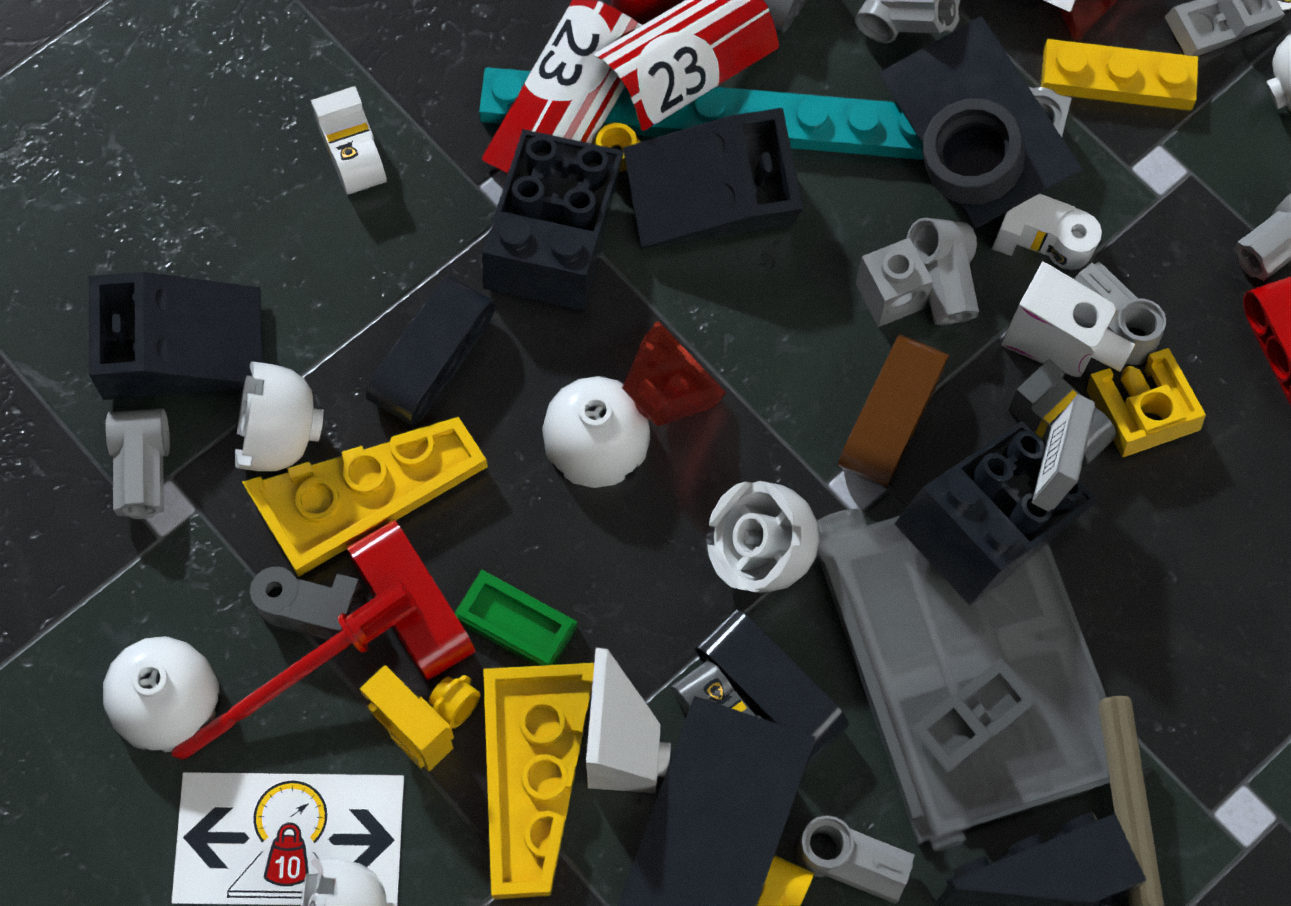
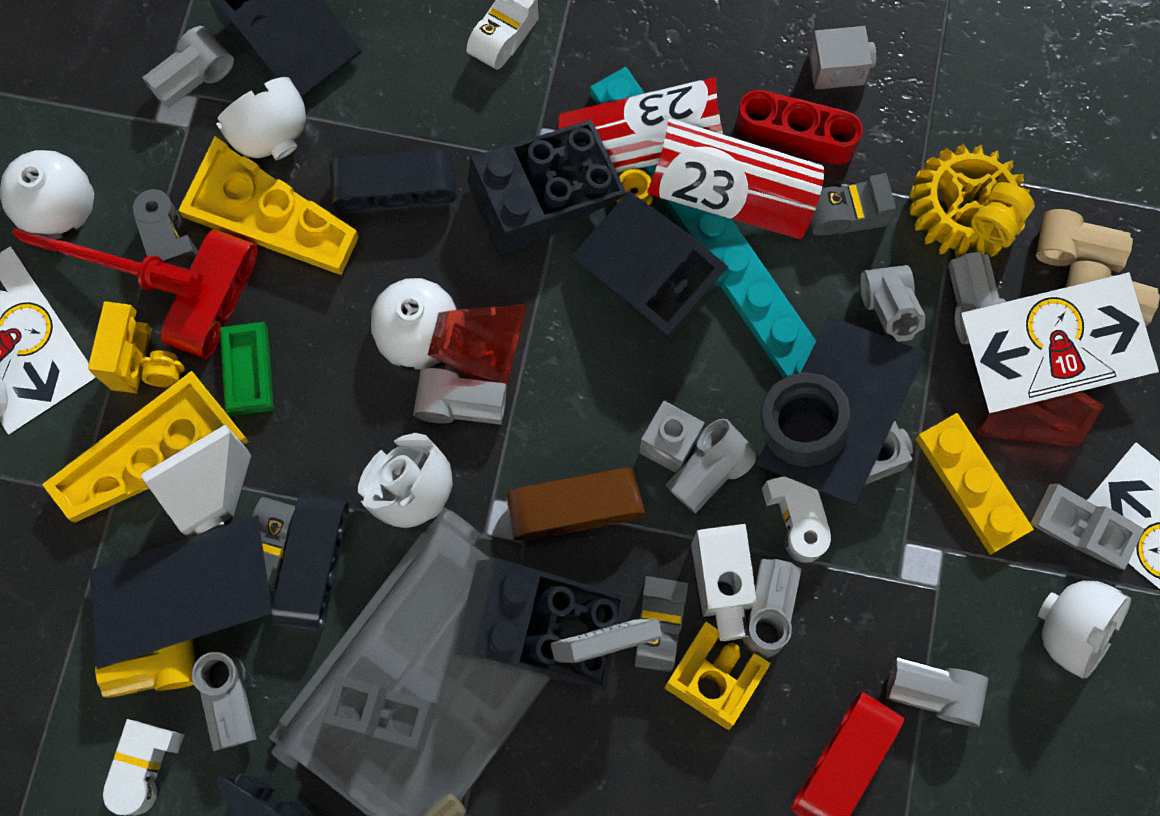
camera: 55 degrees right, 5 degrees up
(699, 451) = (448, 397): none -> light grey piece

